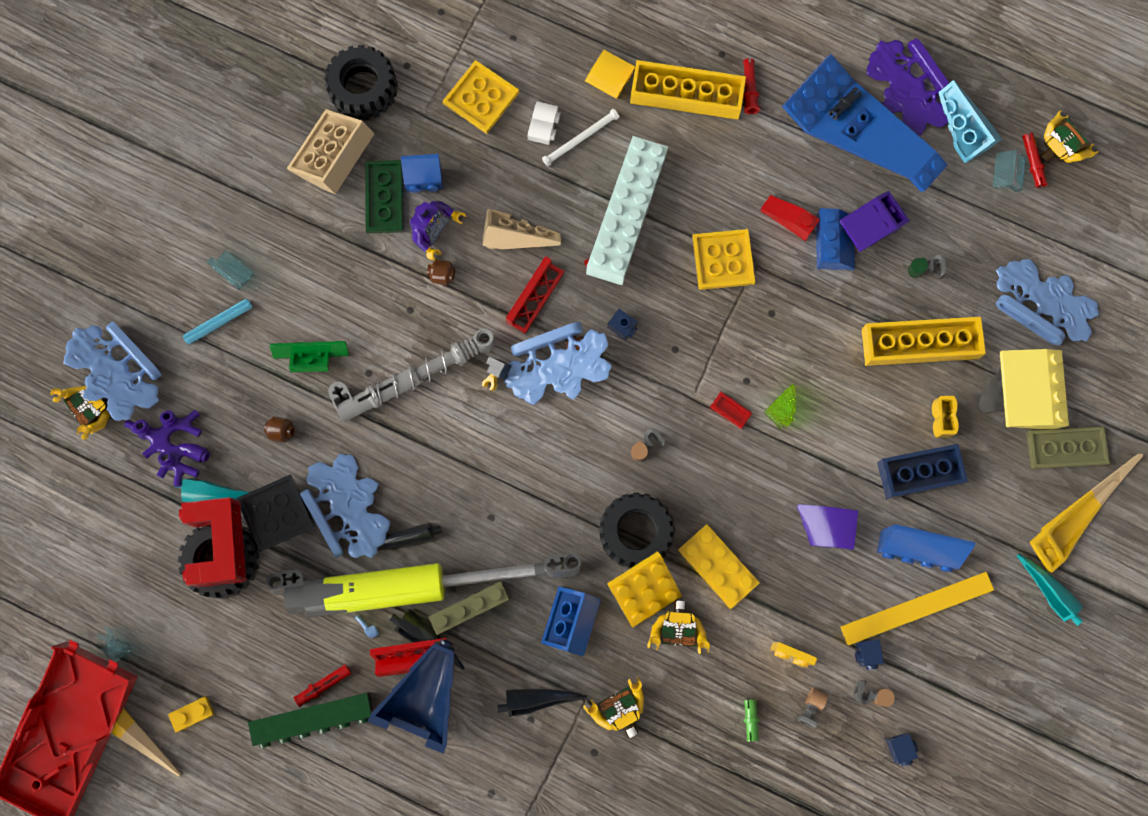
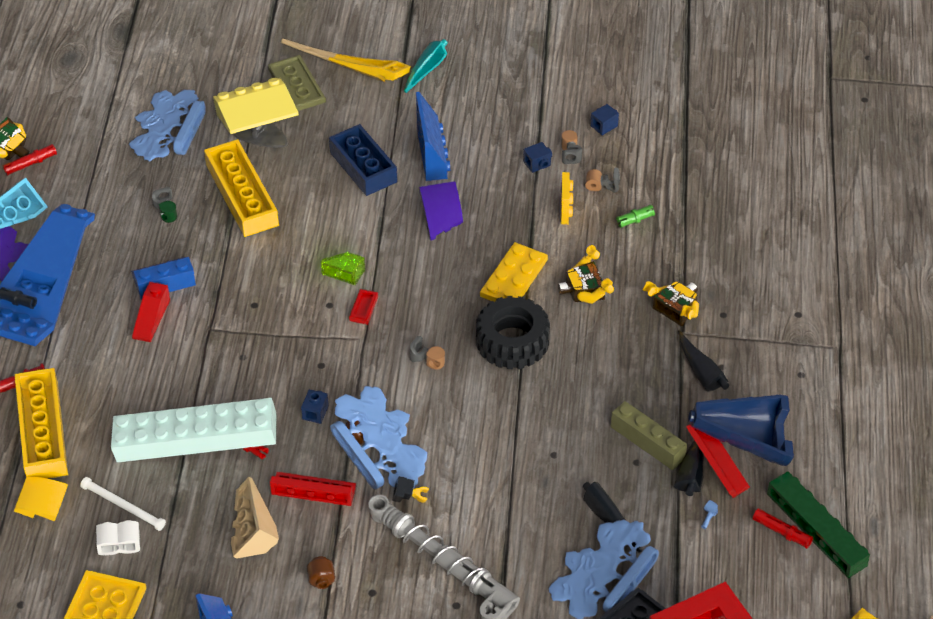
camera: 110 degrees left, 30 degrees down
(396, 586) = (659, 494): piece -> none
(429, 222) = (273, 594): dark purple torso -> none
(571, 621) = (619, 360): blue slope -> none
(644, 589) = (562, 307): yellow plate -> none
(723, 259) = (215, 350): yellow plate -> none
(874, 221) = (135, 244): dark purple slope -> none
(916, 608) = (484, 141): yellow tile -> none
(945, 420) = (306, 157): yellow brick -> none
(1009, 170) = (46, 175): clear light blue panel -> none

